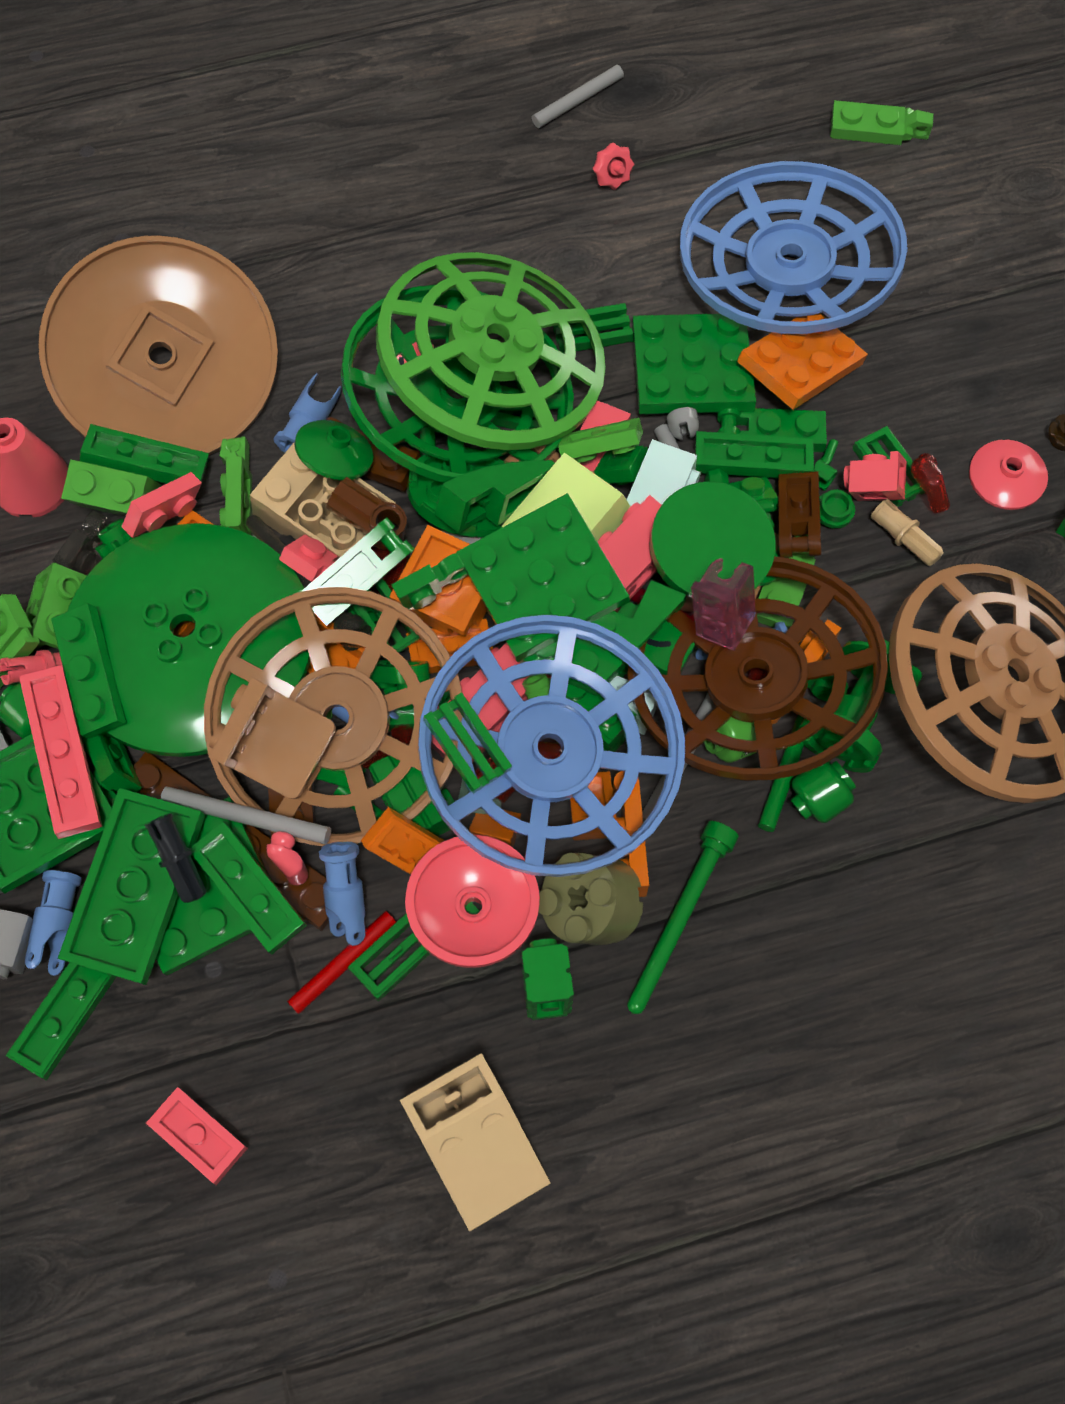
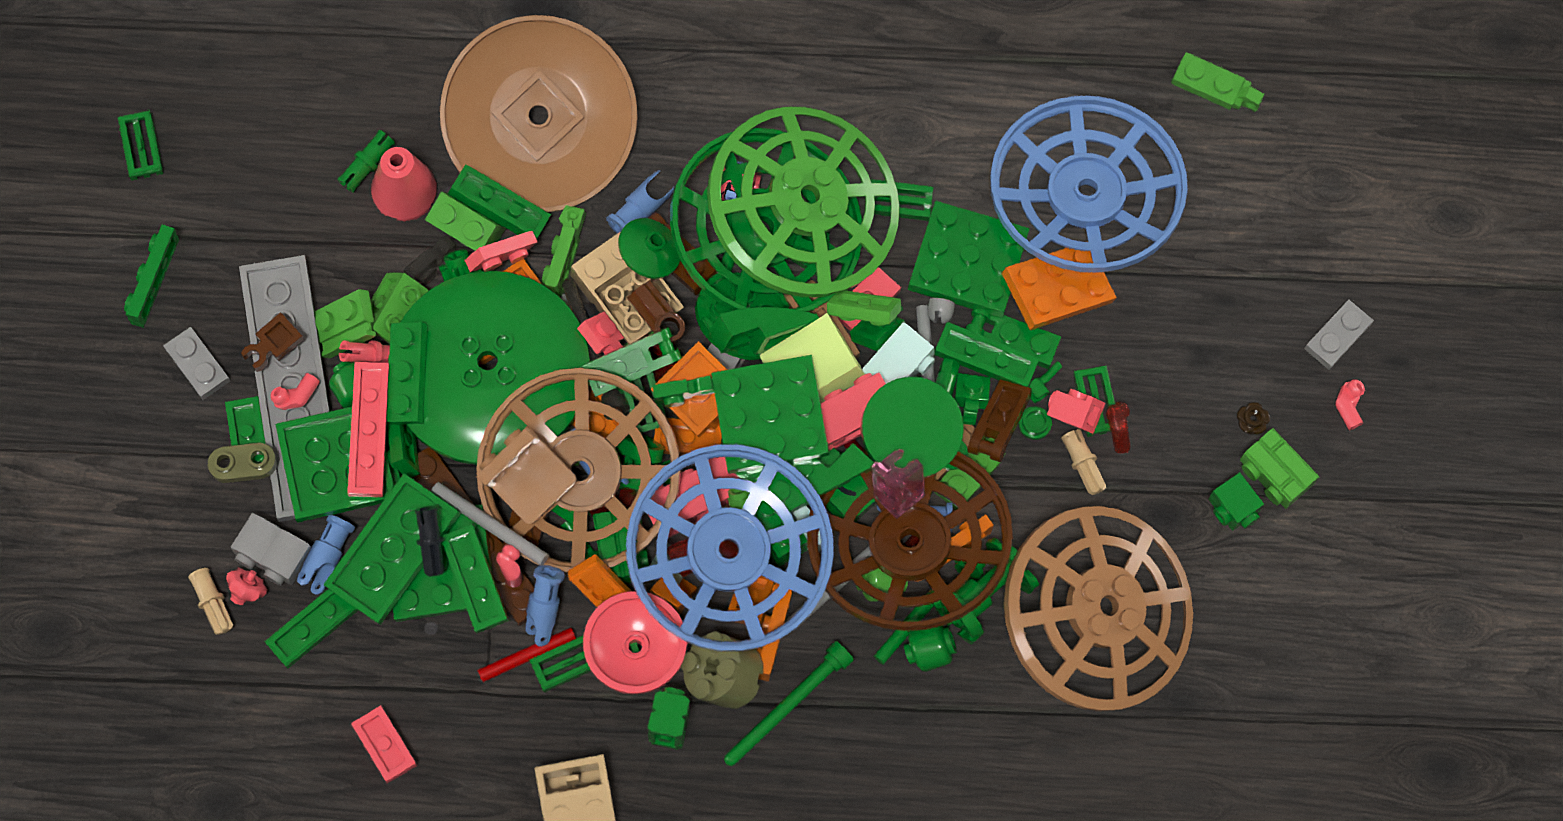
camera: 15 degrees right, 5 degrees up
(446, 711) = (658, 501): green tile -> none
(613, 166) = (970, 56): coral piece -> none
(1003, 486) = (1182, 450): coral dish -> none

